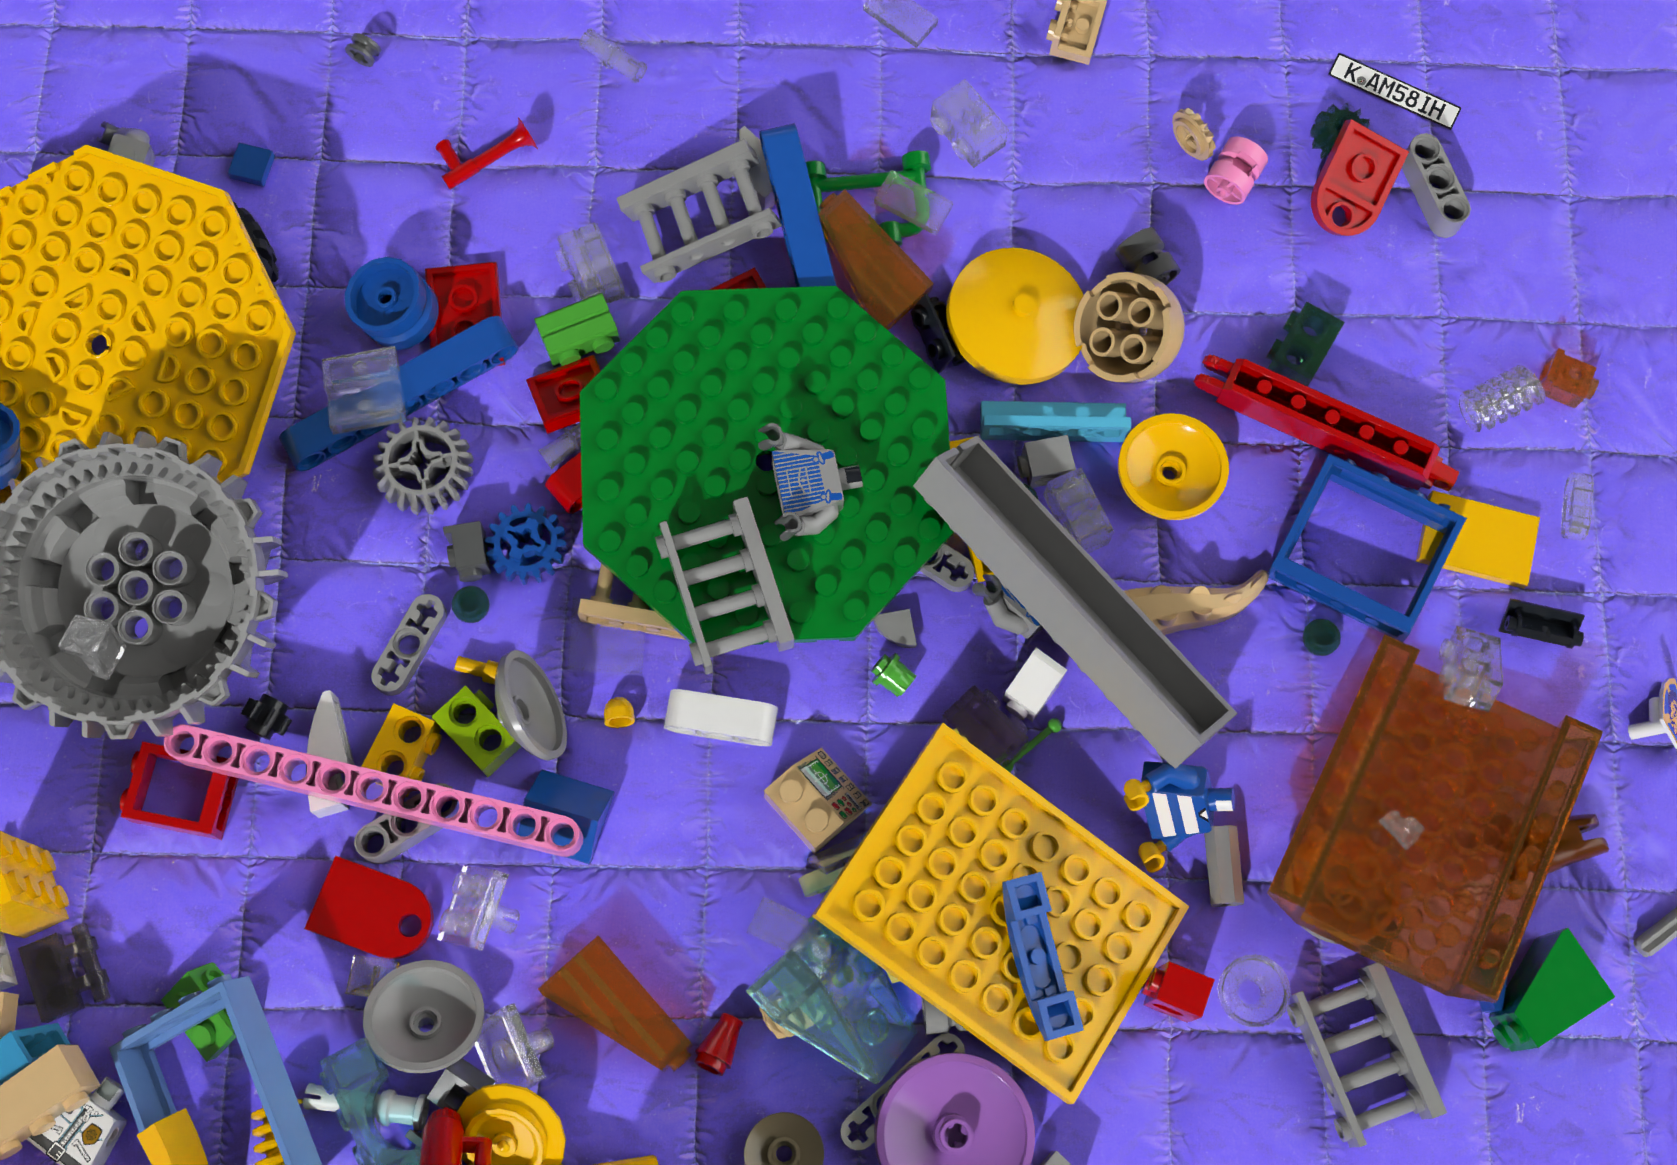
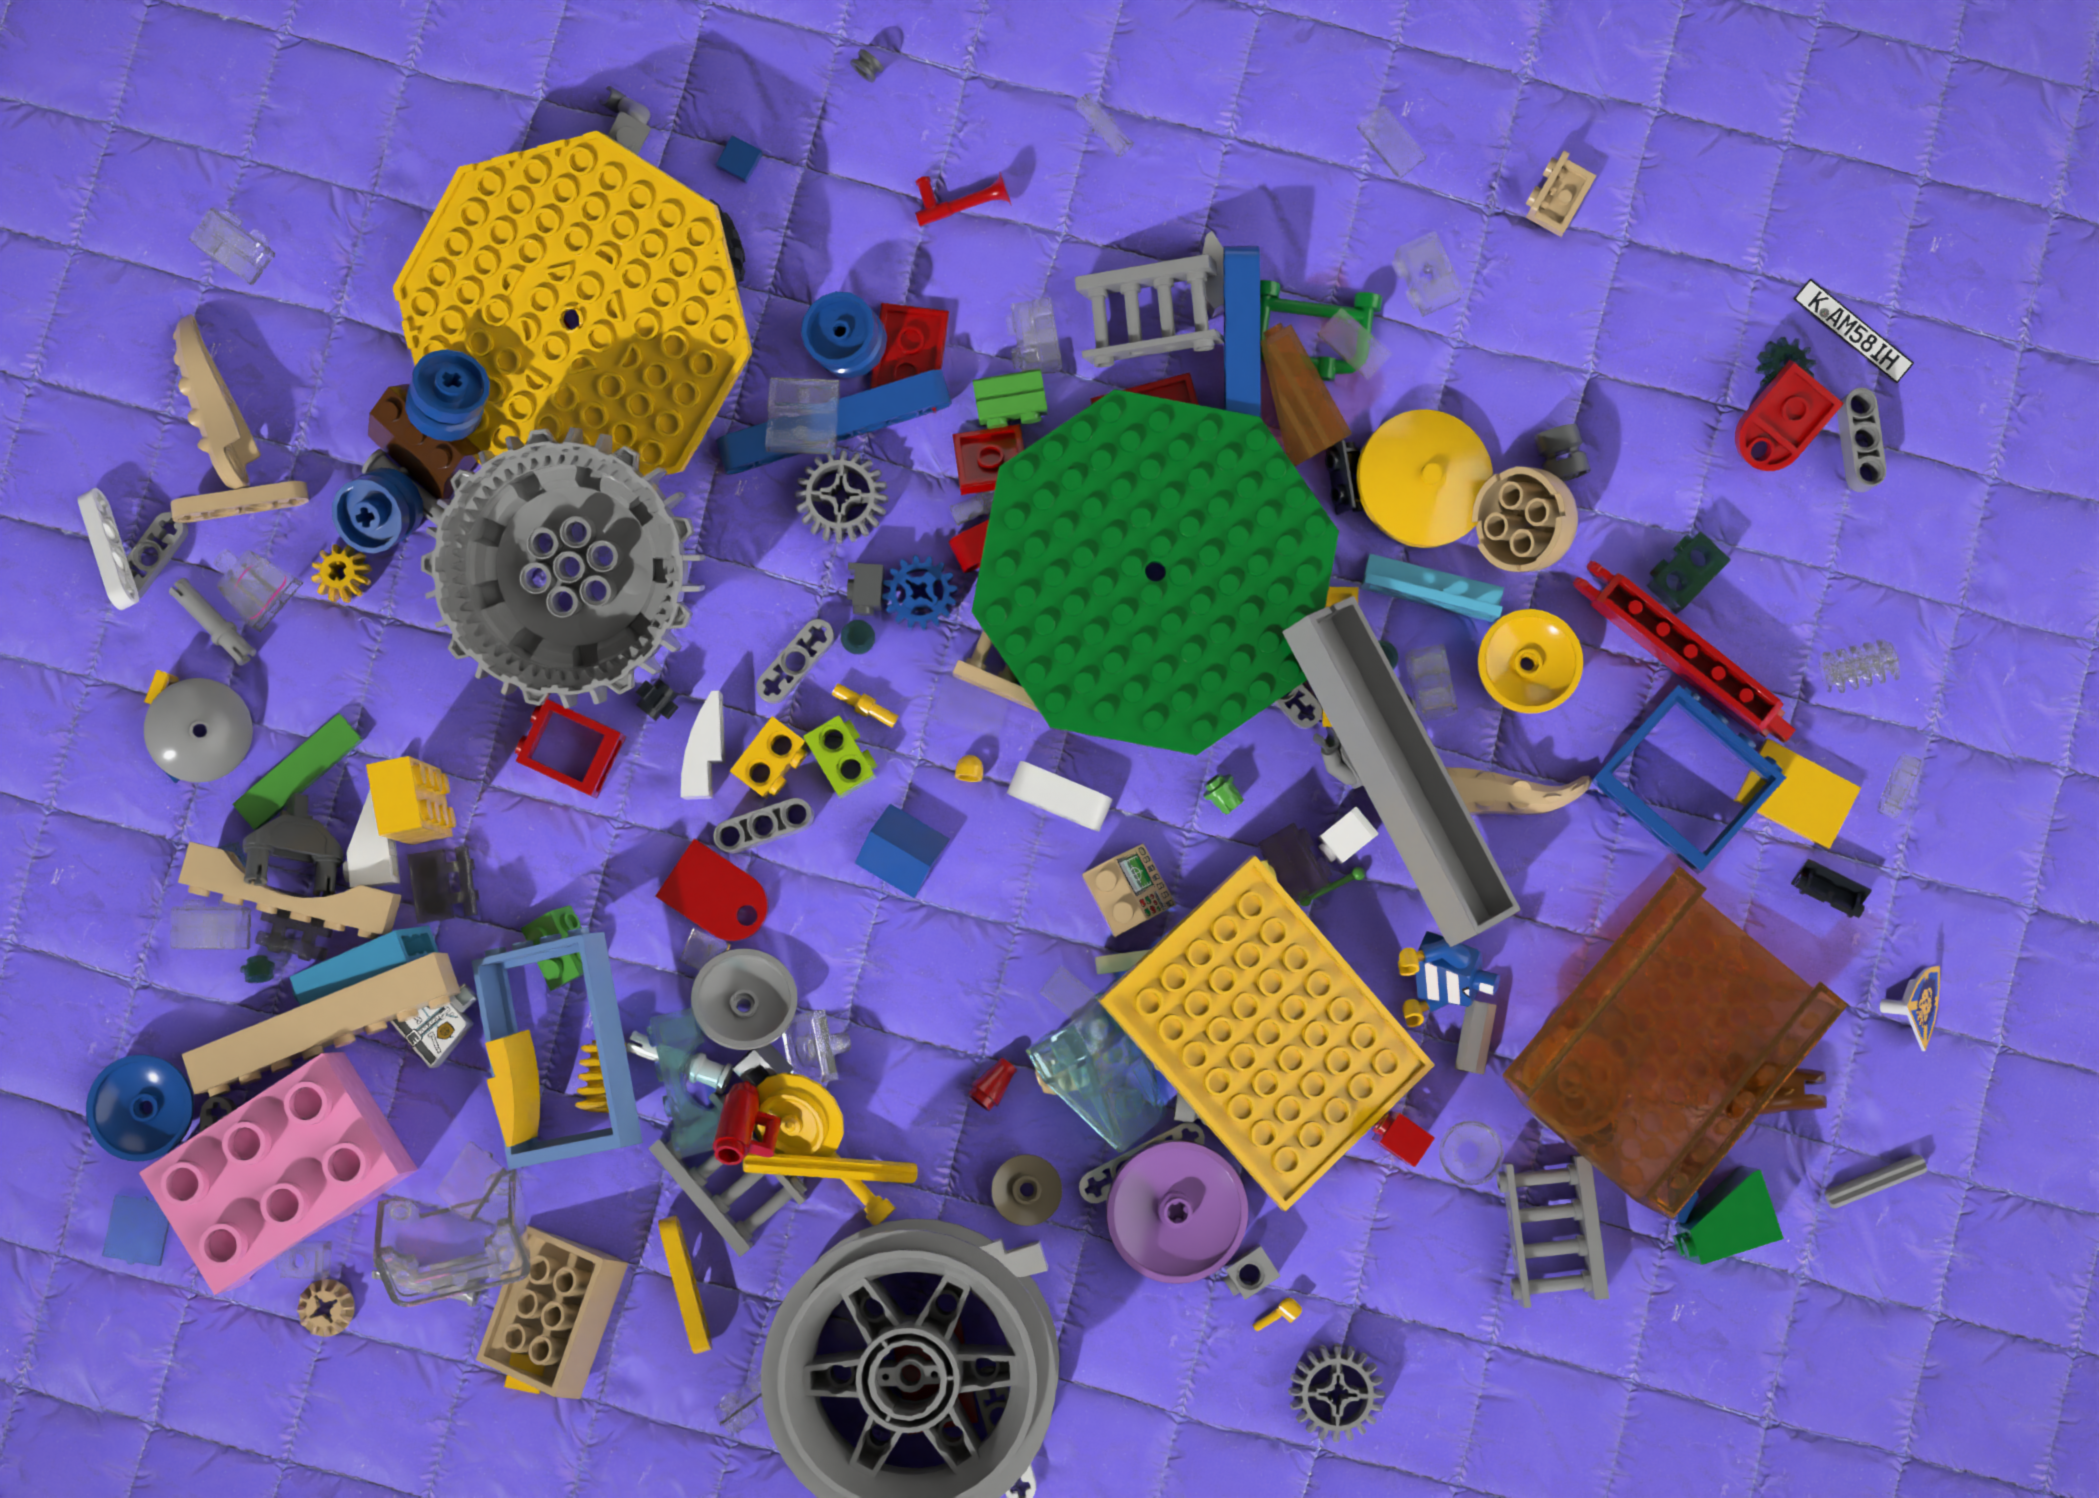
camera: 20 degrees right, 10 degrees up
(95, 643) = (524, 611): clear bracket -> none
(358, 779) = (723, 789): bright pink beam -> none
(476, 908) = (807, 916): clear plate -> none
(529, 706) = (892, 749): light grey dish -> none
(615, 1003) = (909, 1025): clear orange slope -> none
(751, 559) = (1121, 699): light grey fence -> none
(806, 482) = (1186, 606): torso -> none
(835, 856) = (1134, 946): clear piece -> none
(897, 628) = (1238, 750): light grey tile -> none
(1037, 958) = (1285, 1081): blue slope -> none
(1045, 460) = (1414, 627): light grey brick -> none
(1193, 134) = (1640, 336): tan gear -> none
(1236, 170) = (1677, 376): bright pink wheel -> none
(1321, 637) = (1624, 851): plate -> none
(1403, 830) = (1642, 1050): clear tile -> none
(1471, 668) = (1750, 915): clear brick -> none
(1568, 379) = (1916, 662): clear orange brick -> none

